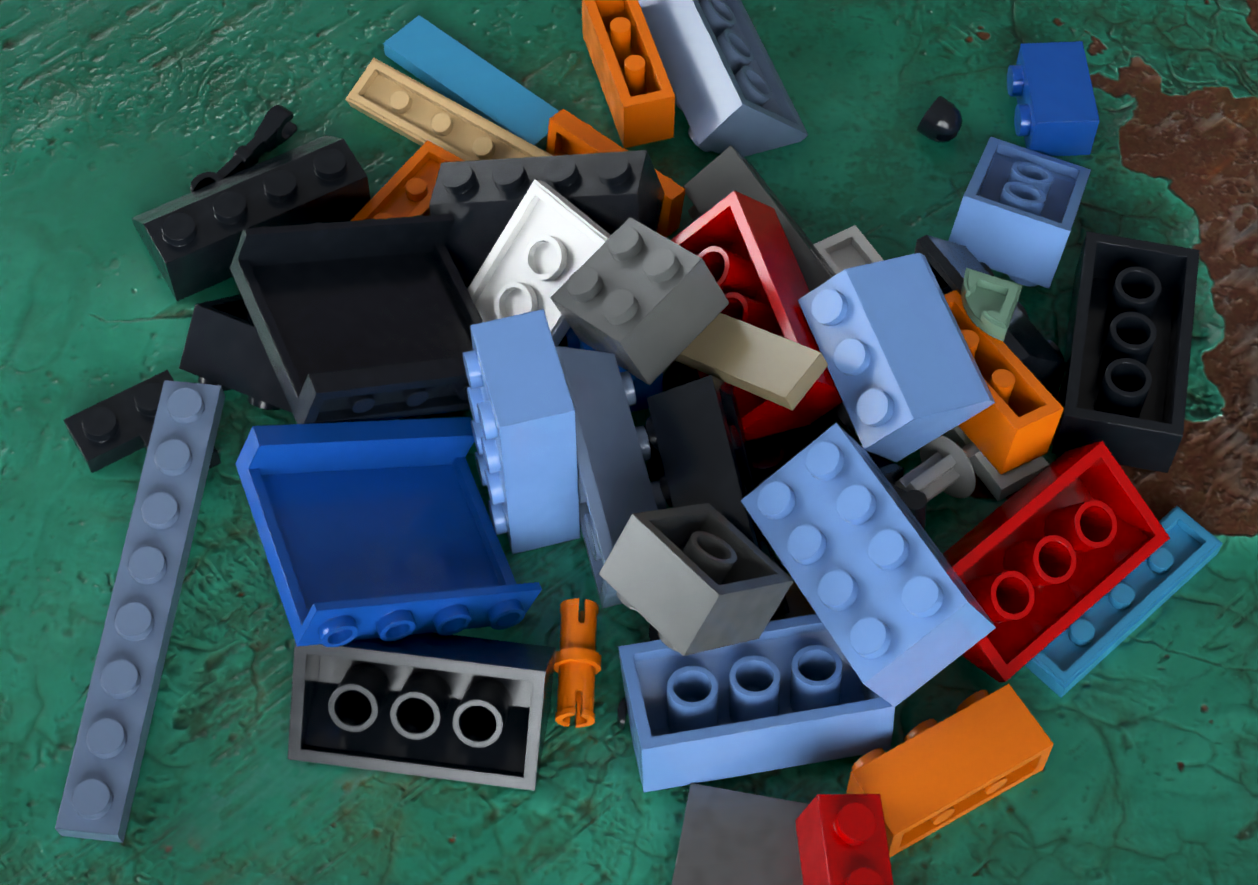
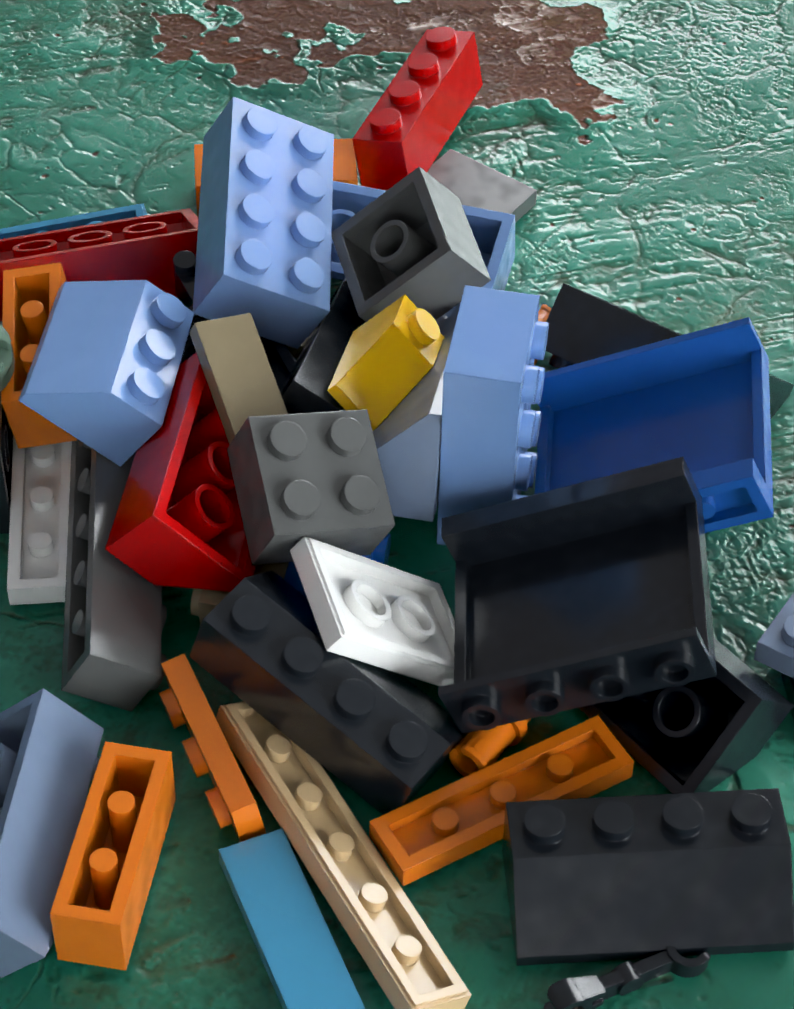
camera: 155 degrees left, 10 degrees down
(652, 452) = (386, 359): none -> yellow slope

